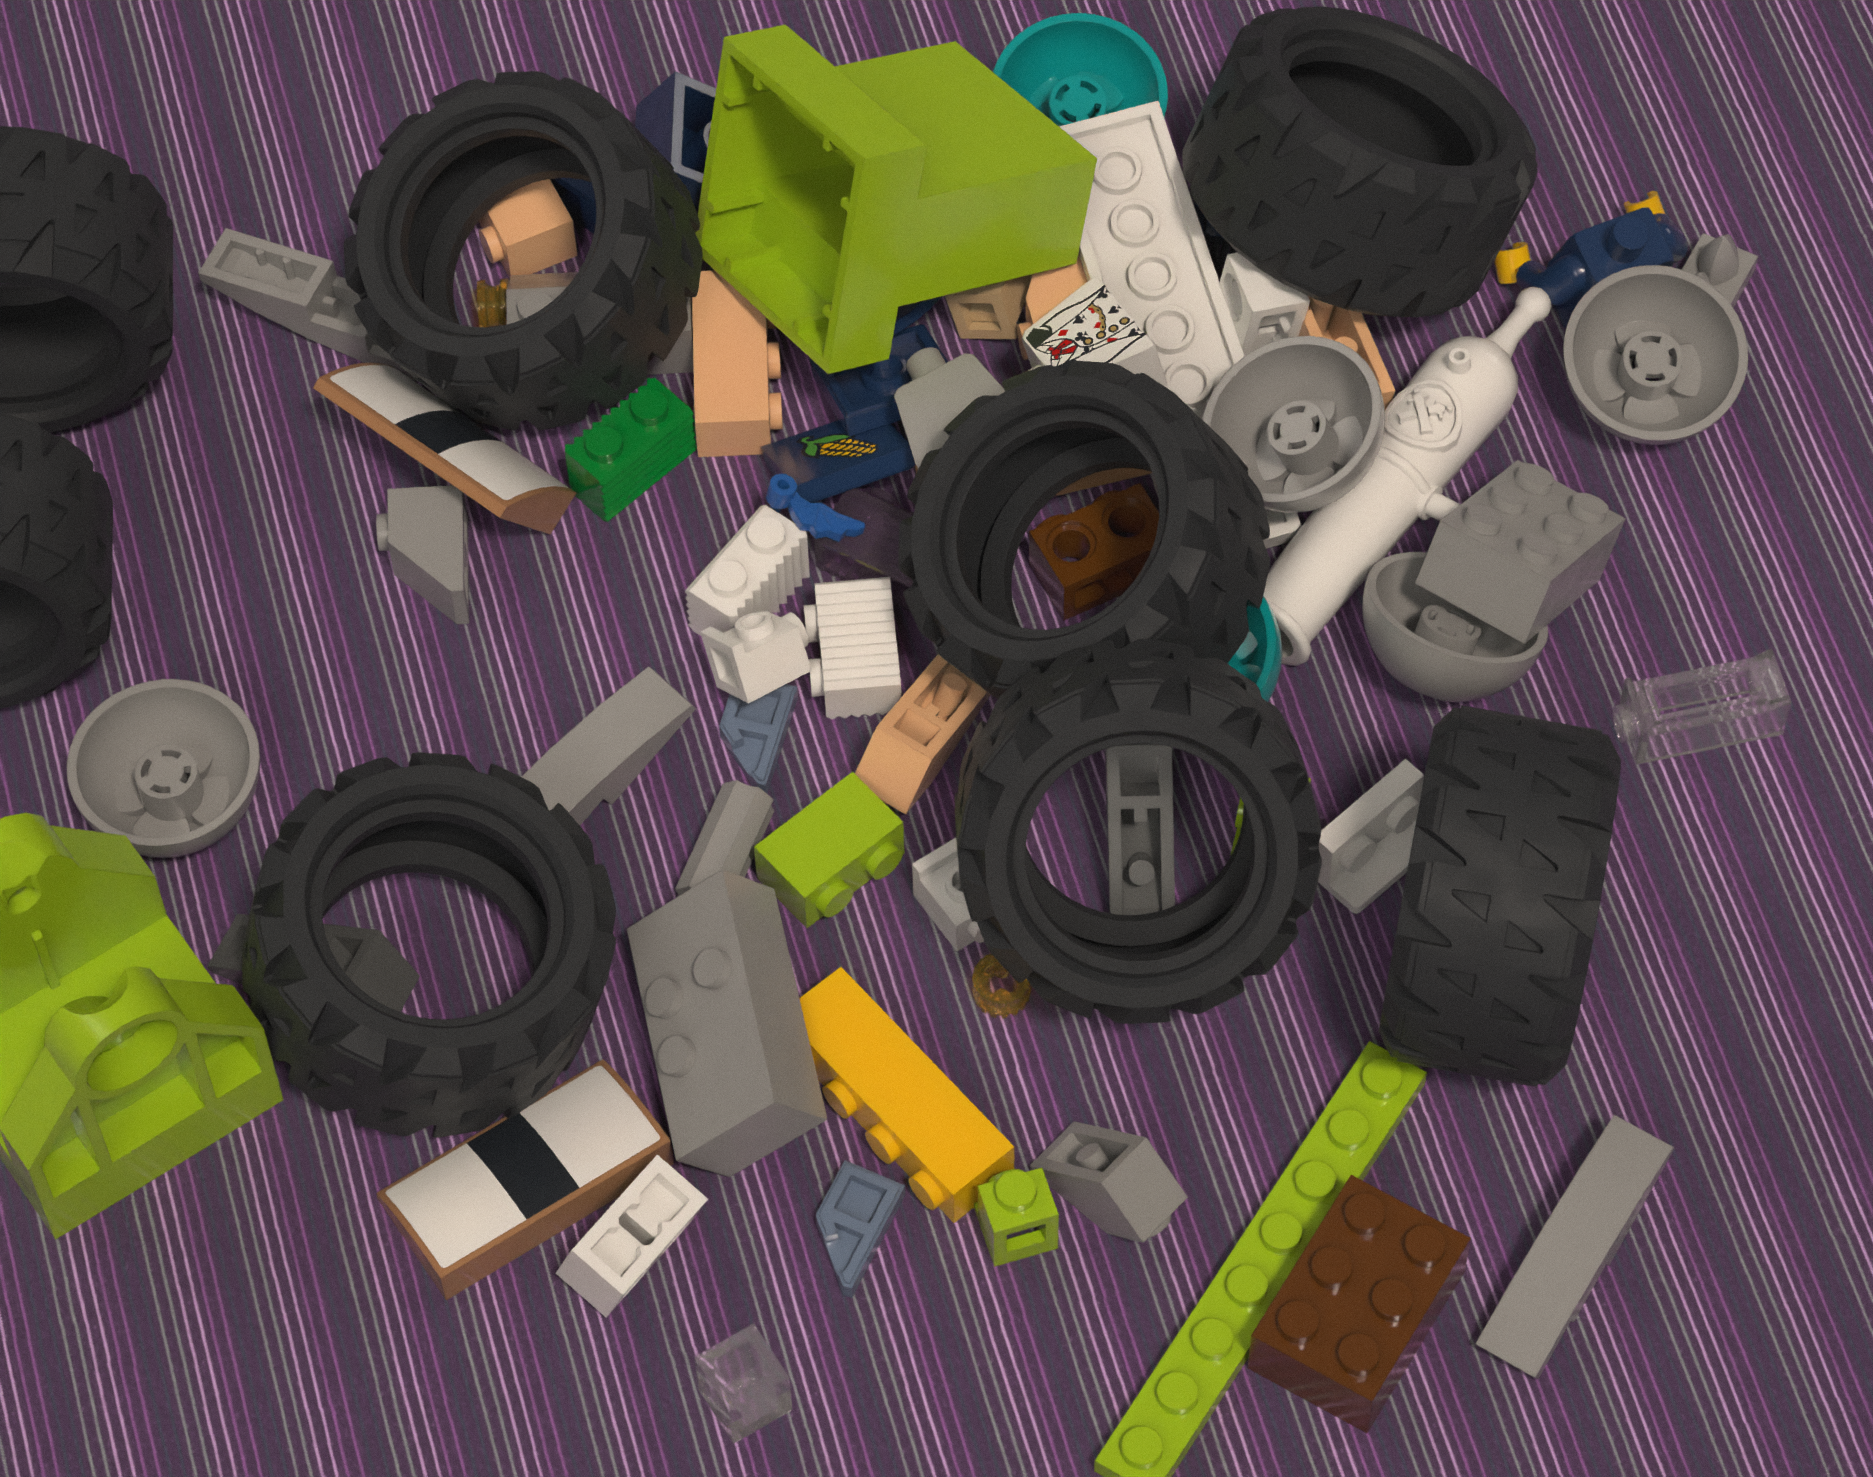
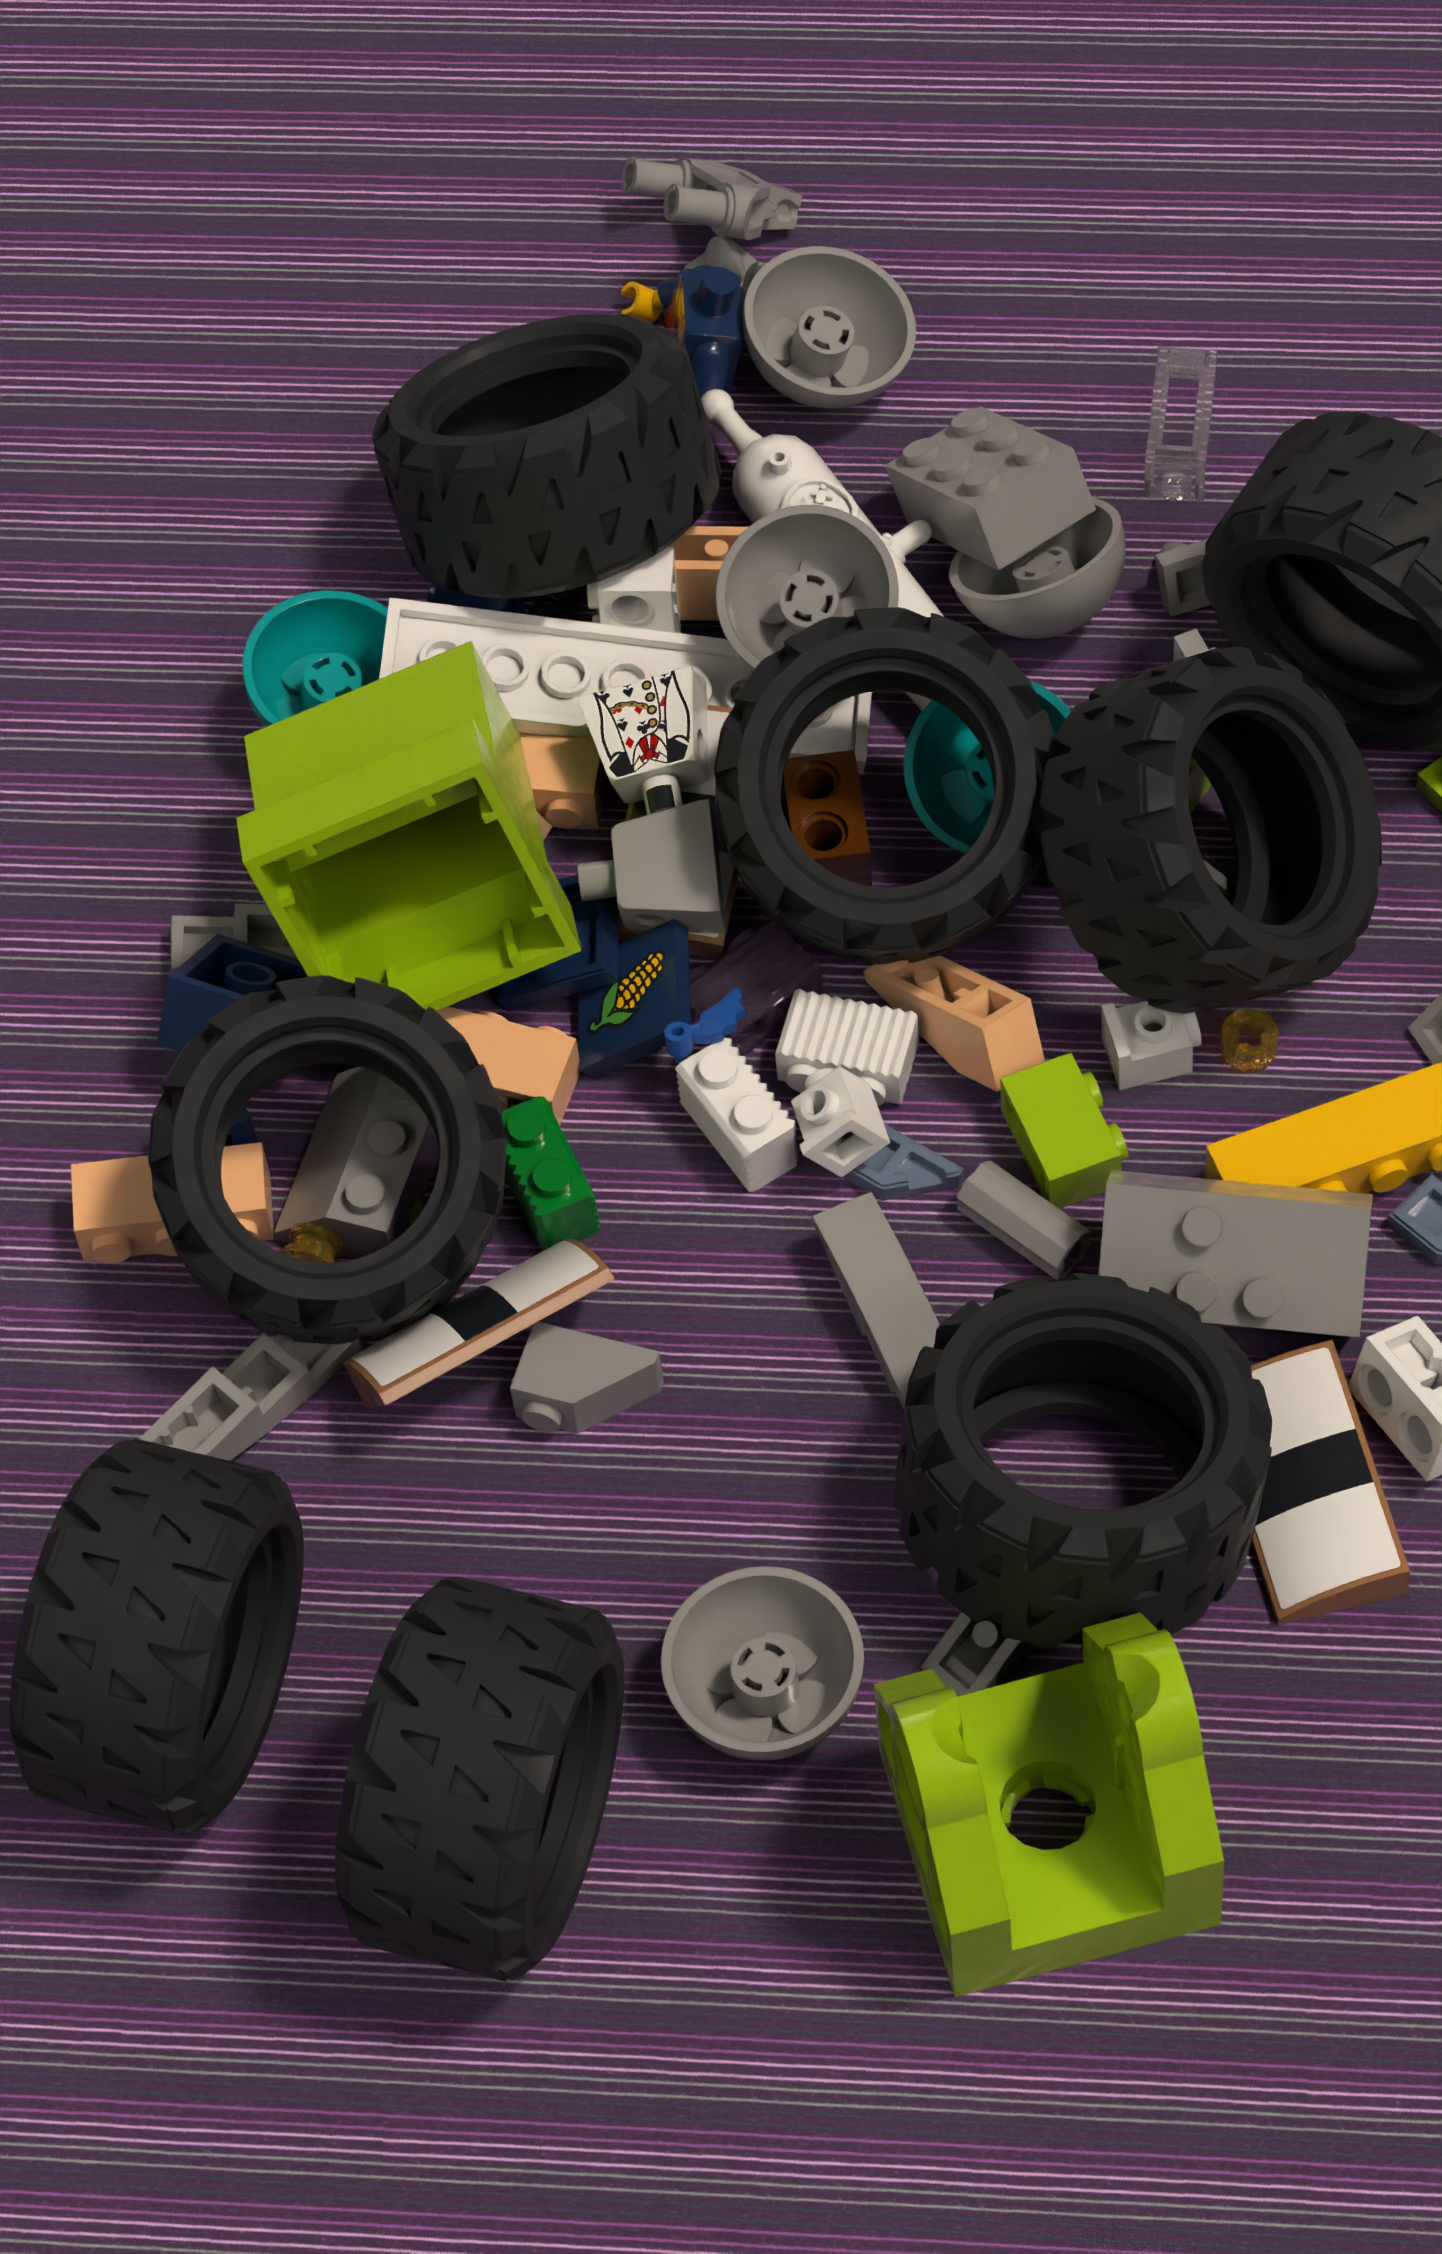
camera: 65 degrees left, 0 degrees up
(1784, 237) = (714, 195): none -> light grey connector

